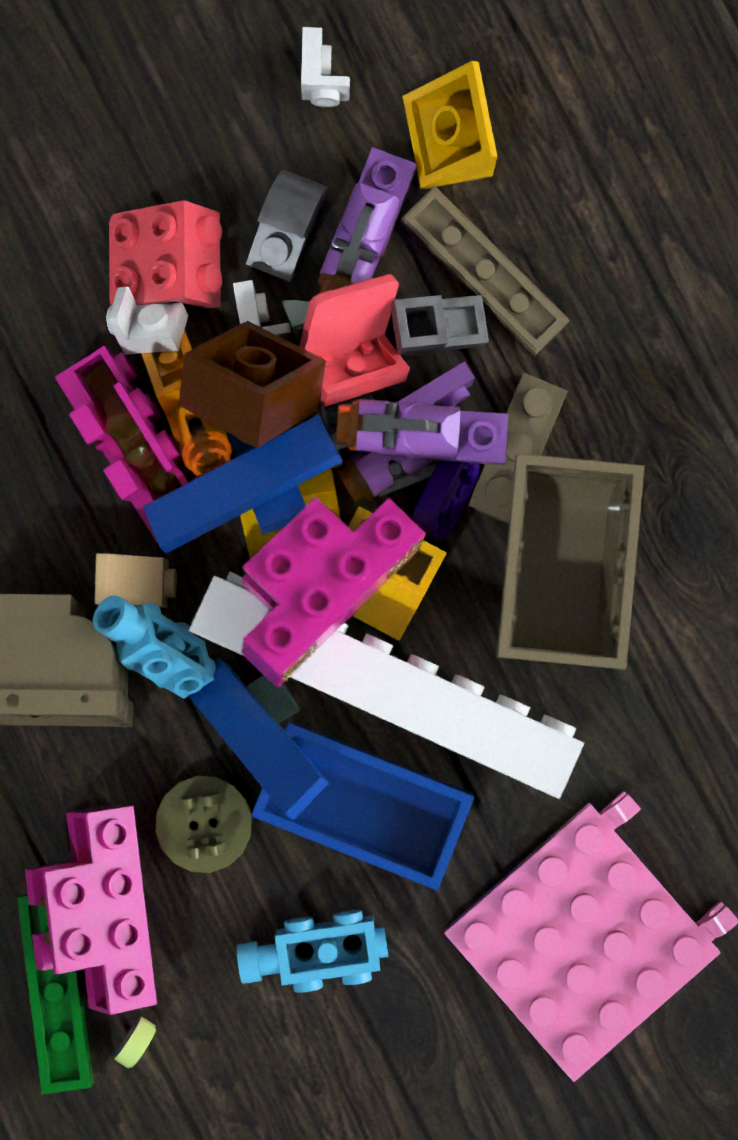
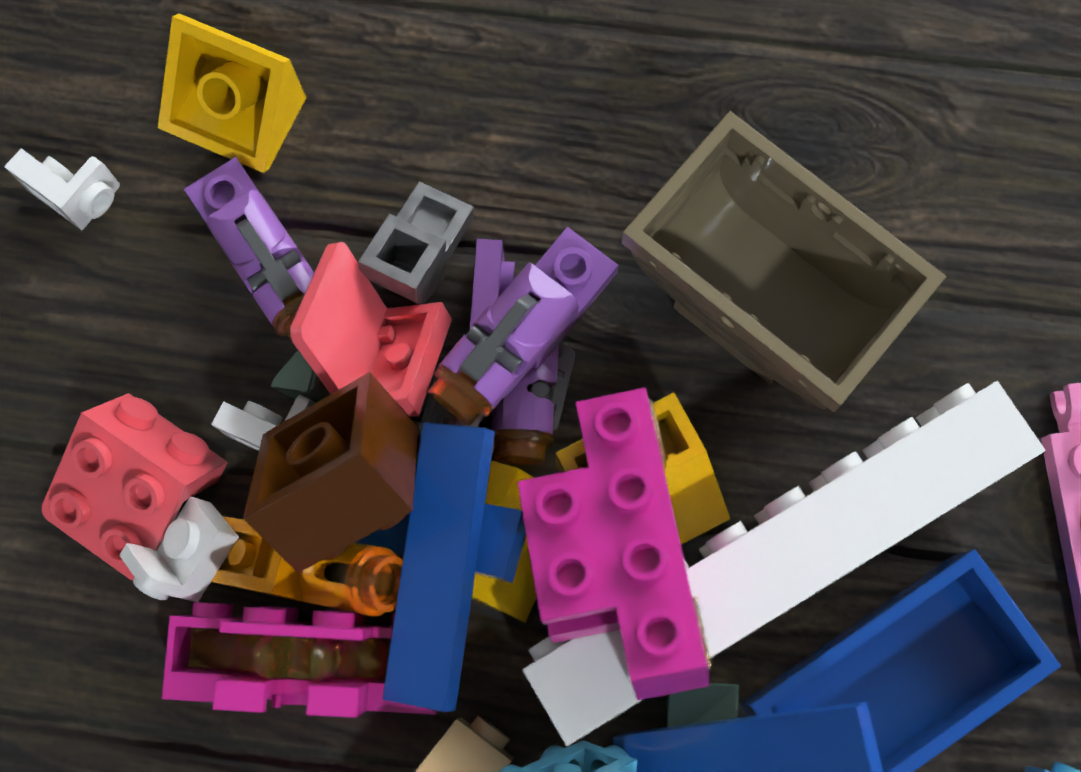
camera: 55 degrees left, 10 degrees down
(285, 224) = (195, 331): flat silver brick -> none
(445, 497) = (603, 355): dark purple beam -> none
(484, 270) = (393, 165): dark tan tile -> none
(529, 426) = (631, 299): dark tan plate -> none

